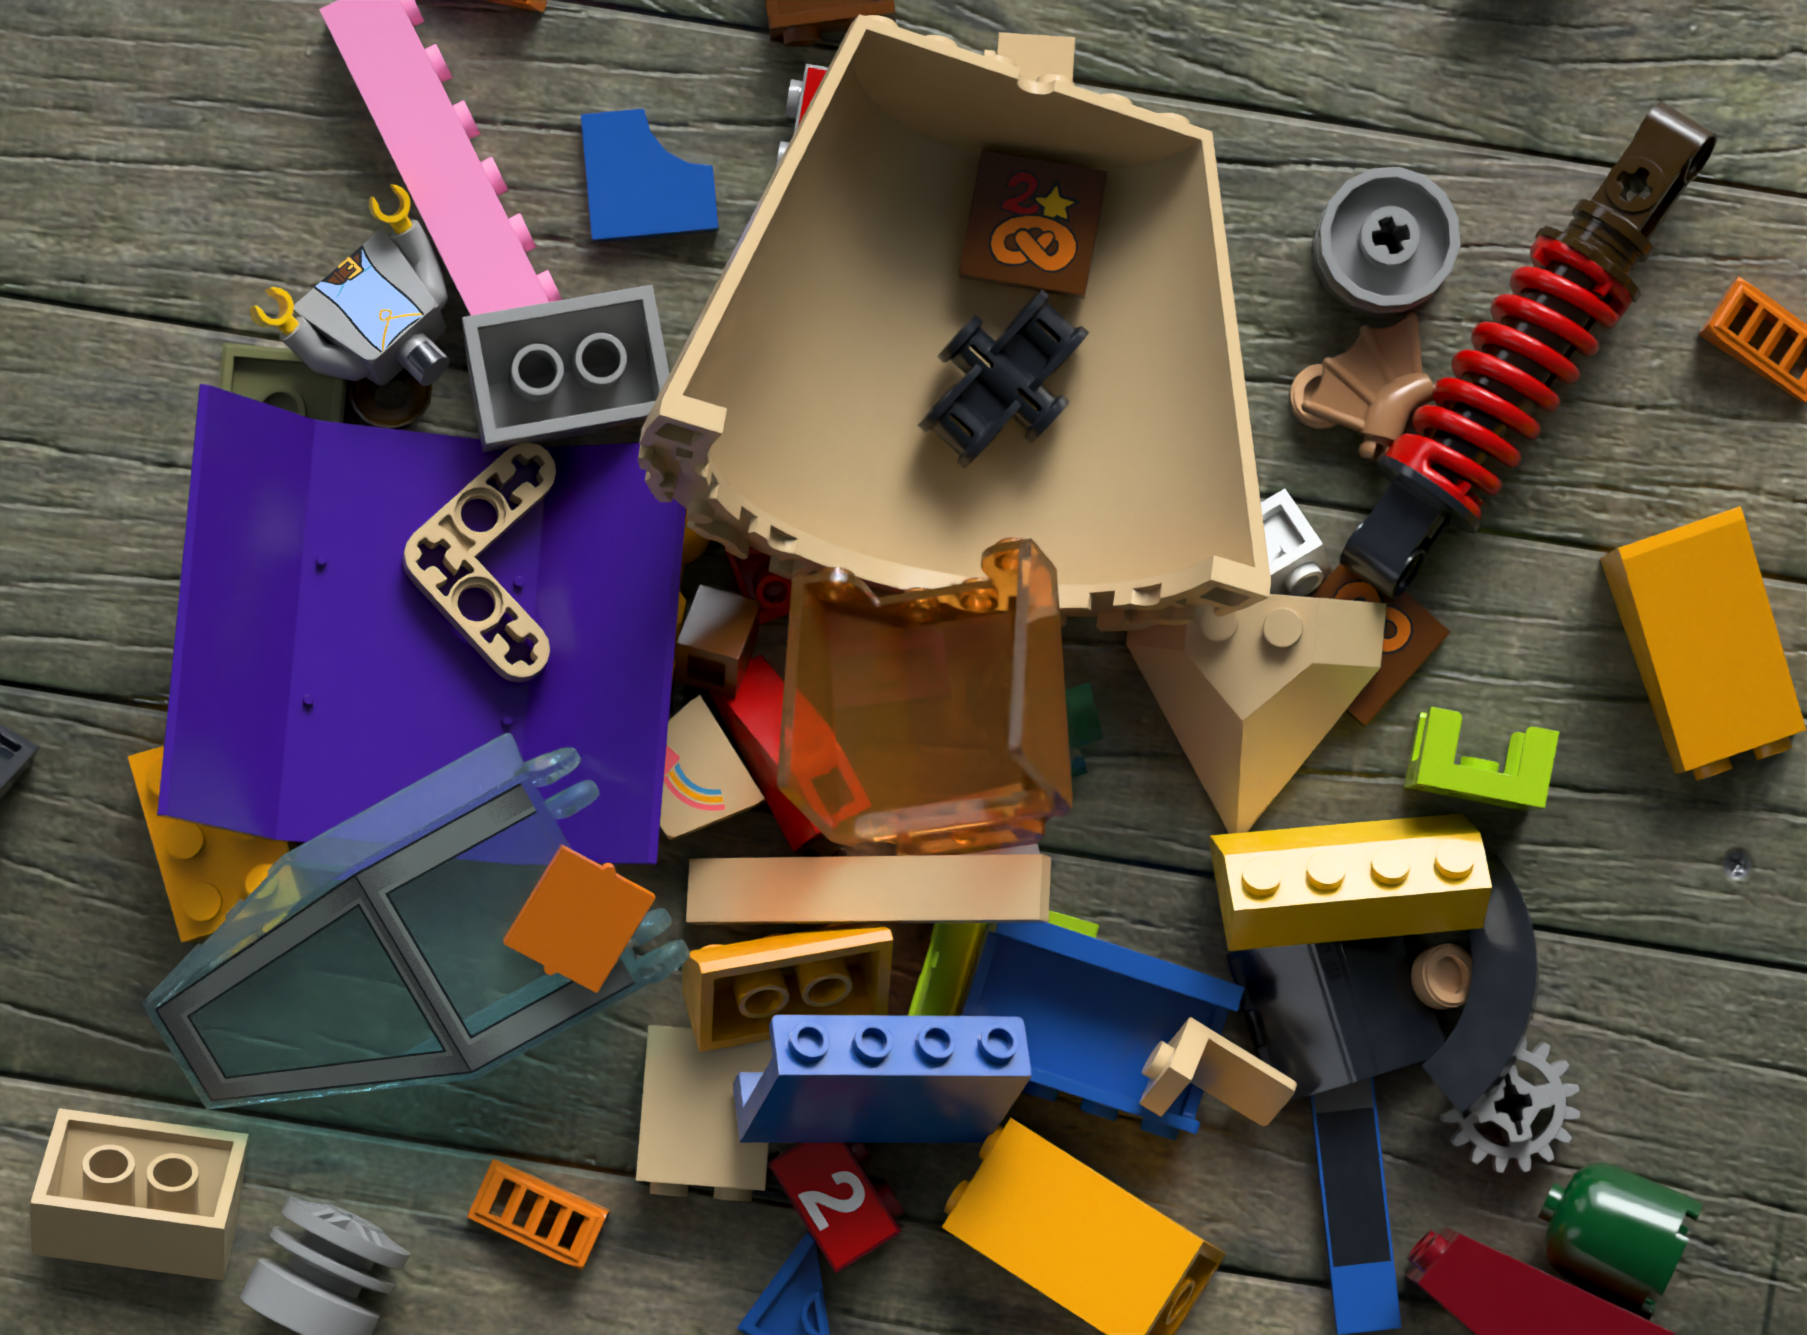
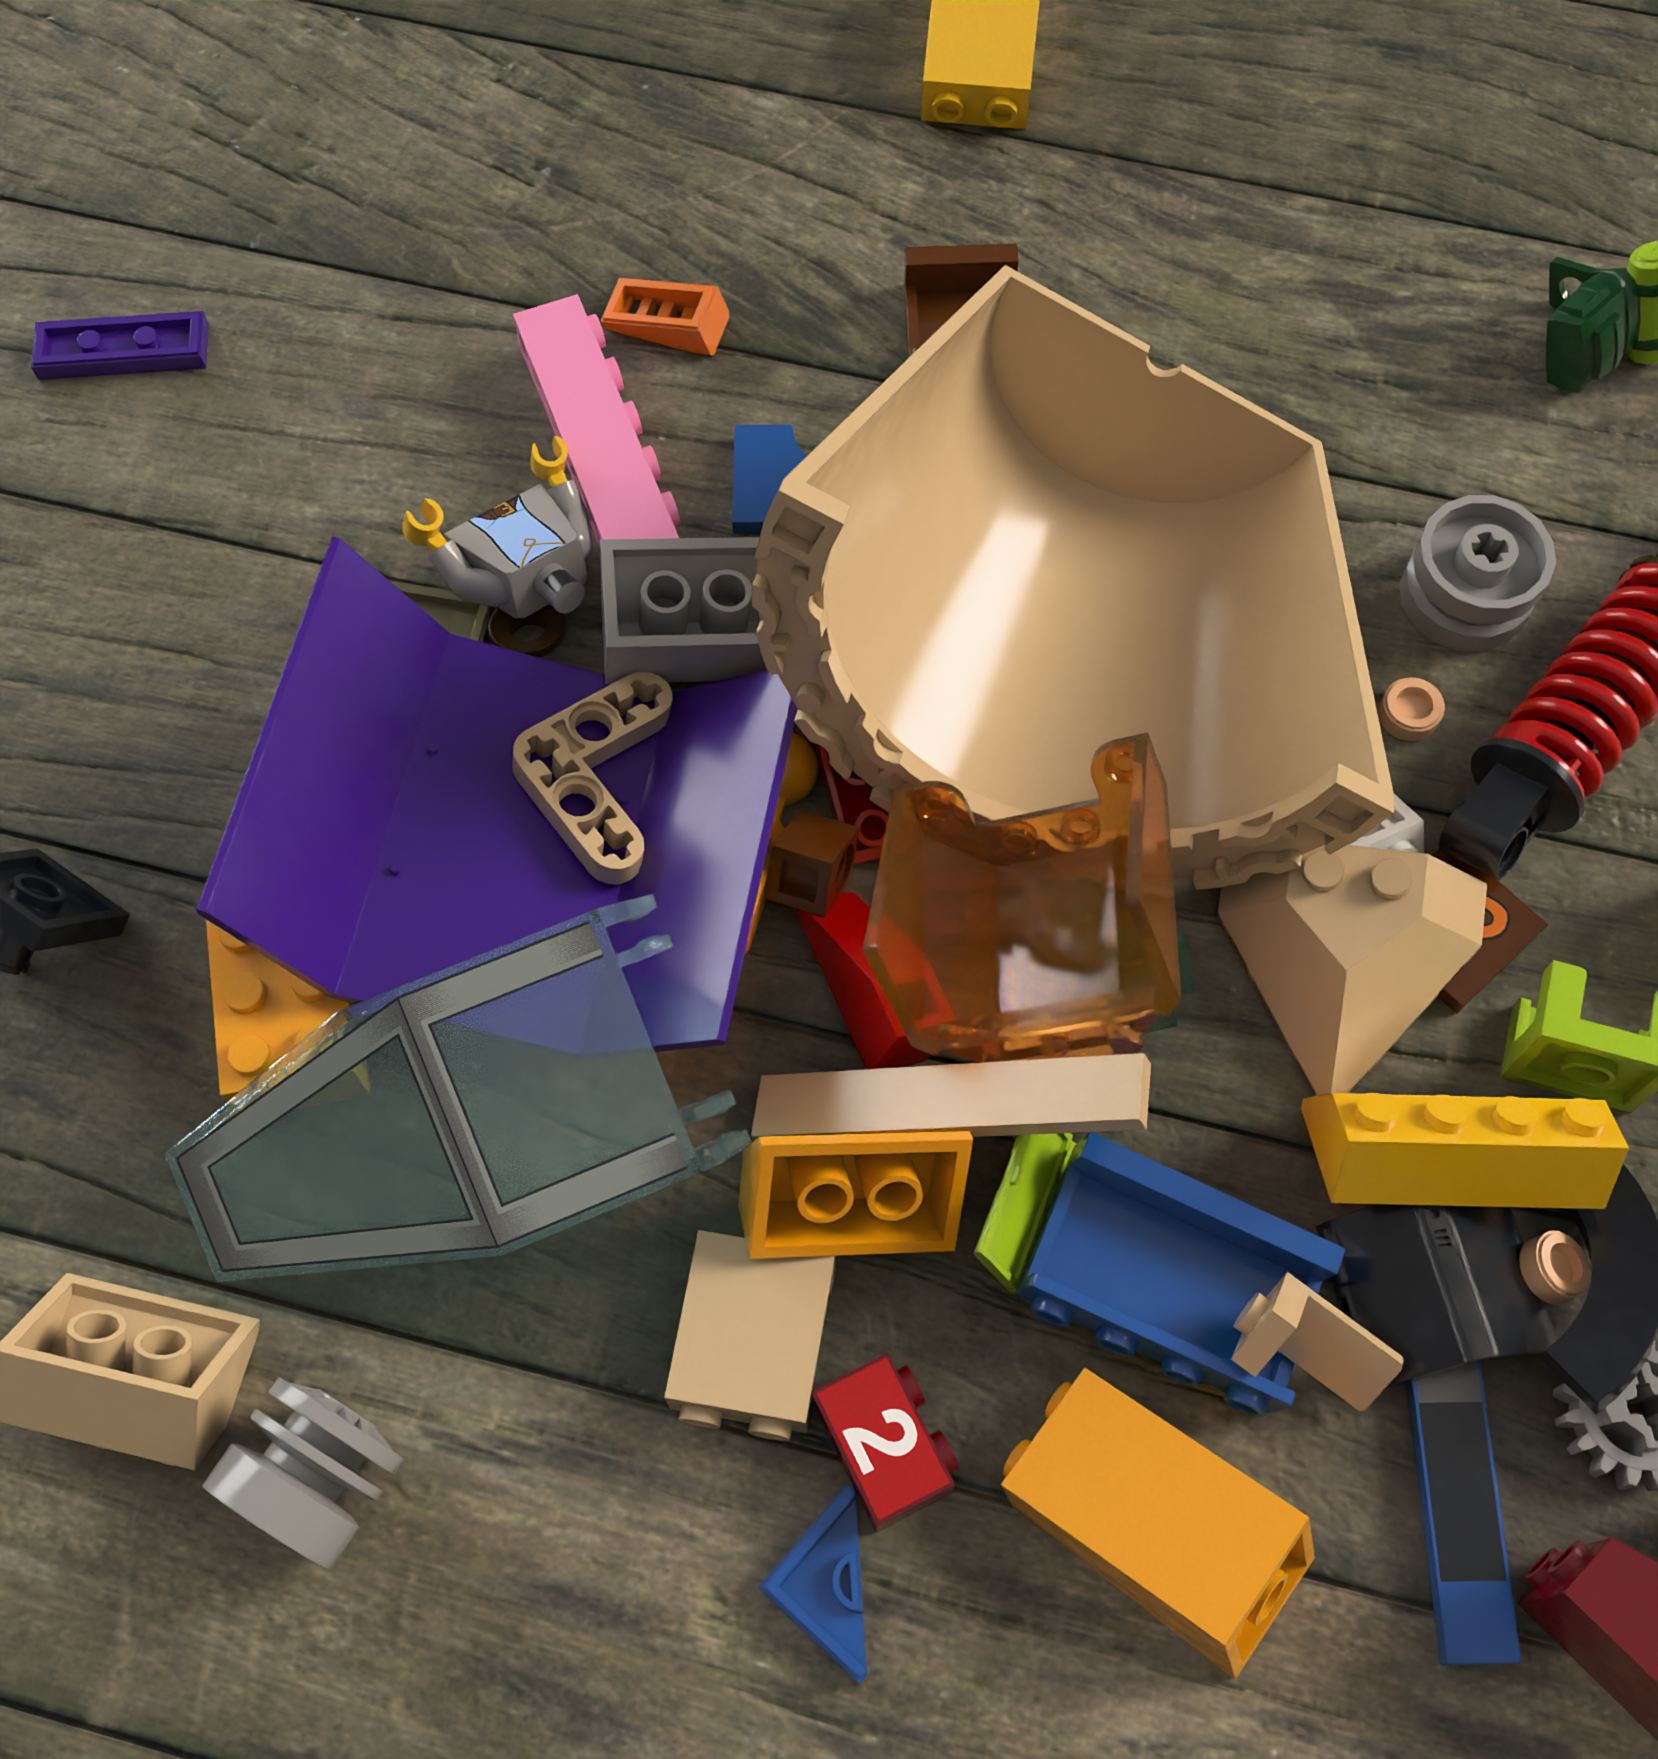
camera: 10 degrees right, 20 degrees down
(579, 918) = (635, 1082): orange piece -> none
(588, 1233) = (604, 1461): orange slope -> none
(702, 774) = (782, 993): tan torso -> none
(883, 1079) = (950, 1297): blue panel -> none
(989, 395) = (1109, 651): black axle -> none
(1033, 224) = (1143, 532): reddish brown tile -> none
(1374, 385) = (1463, 698): medium nougat arm -> none

